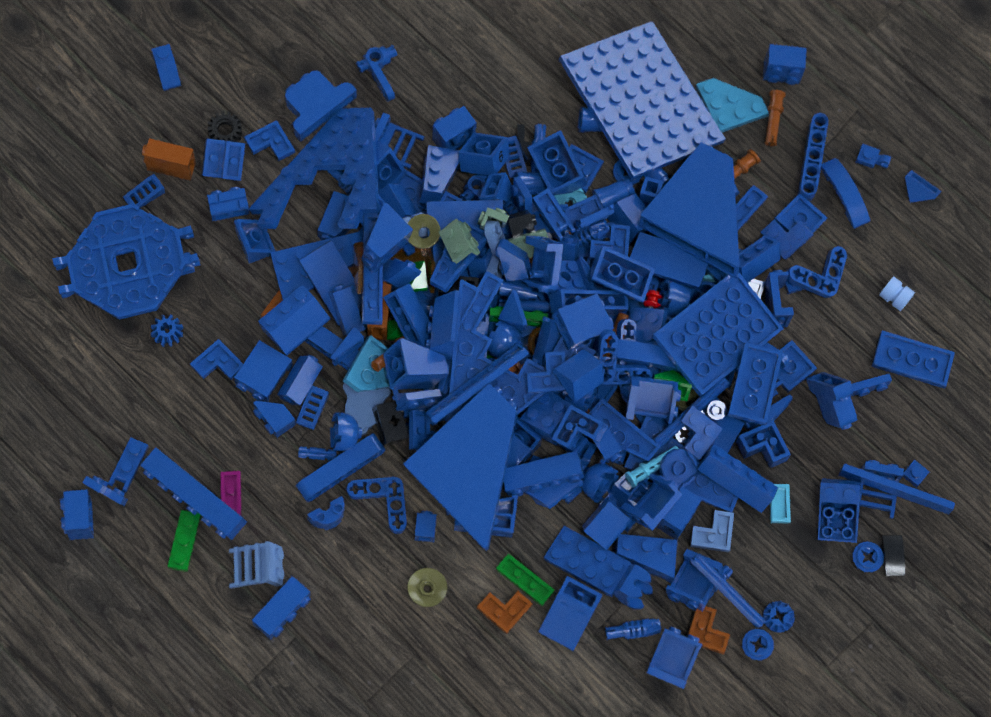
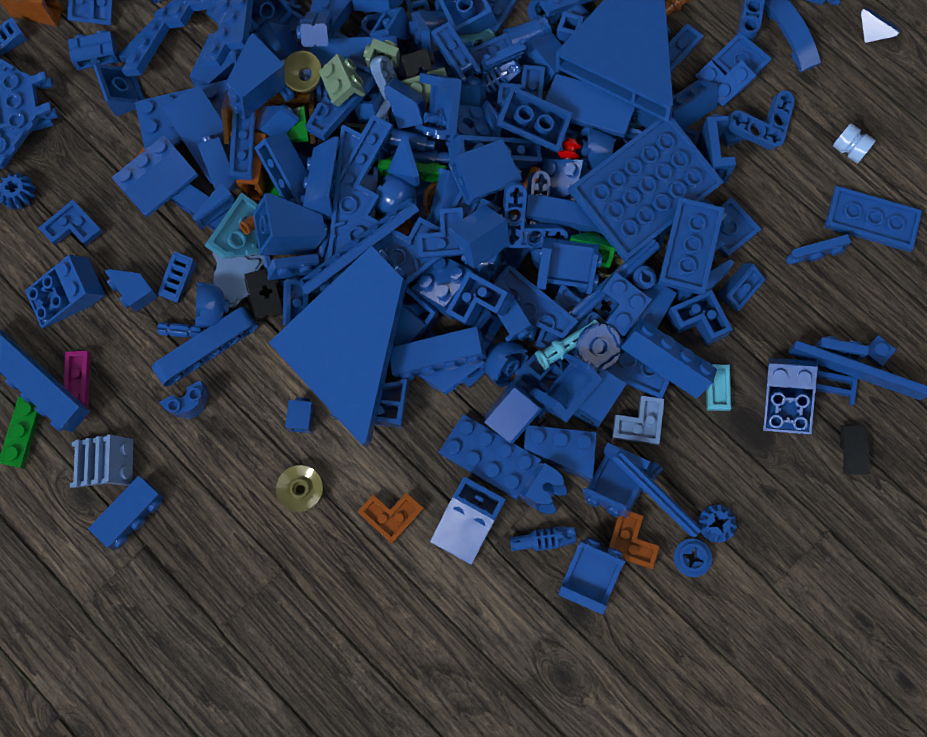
camera: 10 degrees right, 5 degrees up
(215, 419) = (64, 290): none -> blue slope
(262, 371) = (119, 235): blue panel -> none
(300, 380) = (162, 245): blue brick -> none
(385, 491) = (255, 374): blue beam -> none
(434, 194) = (315, 29): none -> blue brick
(525, 580) = (415, 479): green plate -> none
(800, 417) = (742, 286): none -> blue slope
(834, 399) = (784, 264): blue brick -> none
(867, 548) = (834, 452): blue gear -> none

